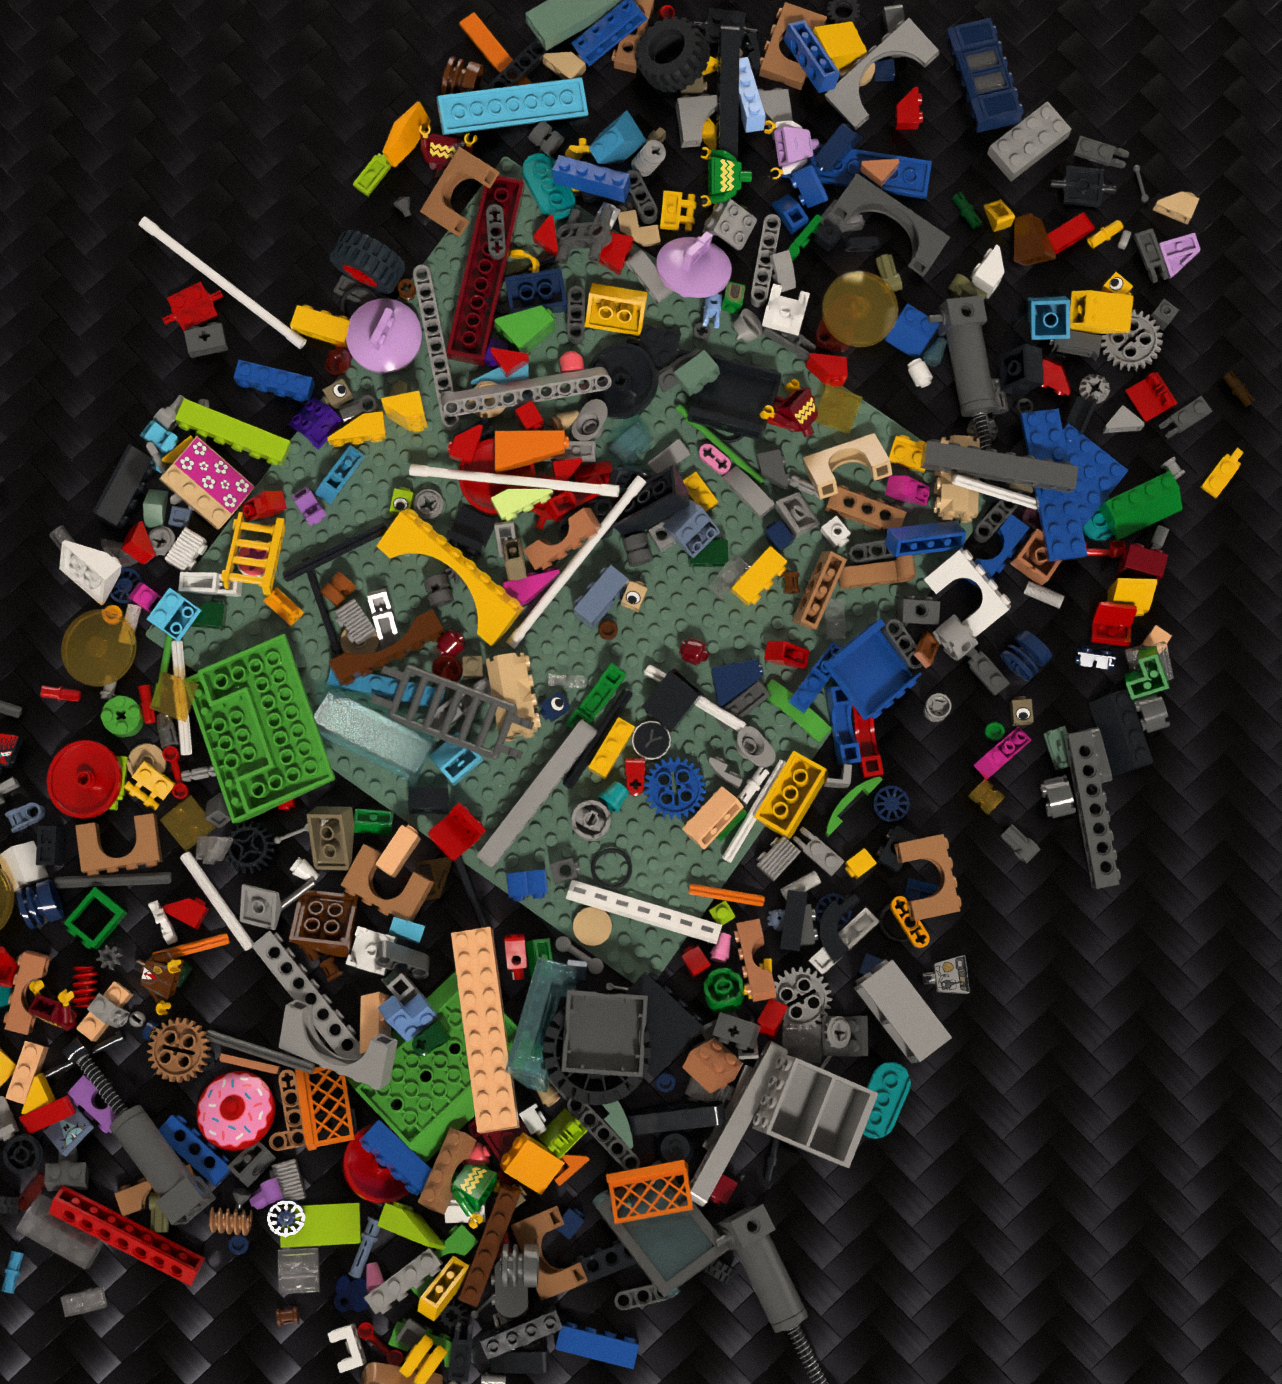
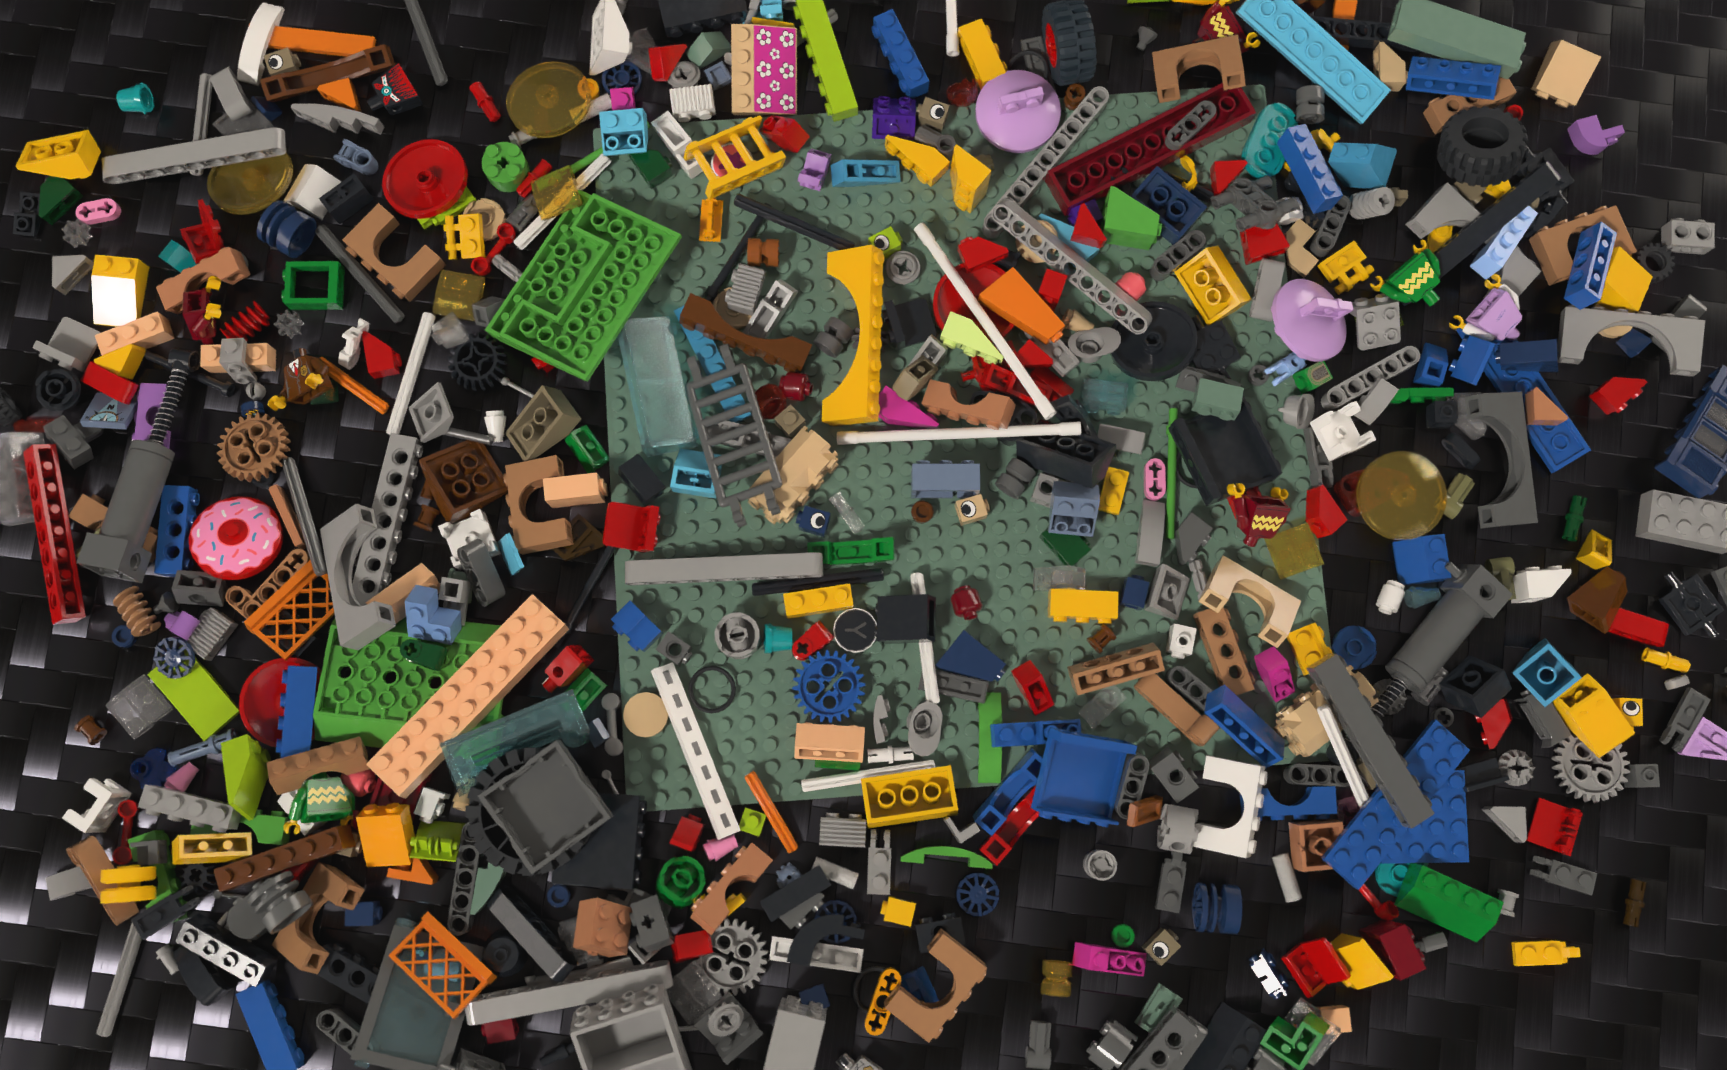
camera: 50 degrees right, 0 degrees up
(932, 423) = (1355, 646): none -> blue tile

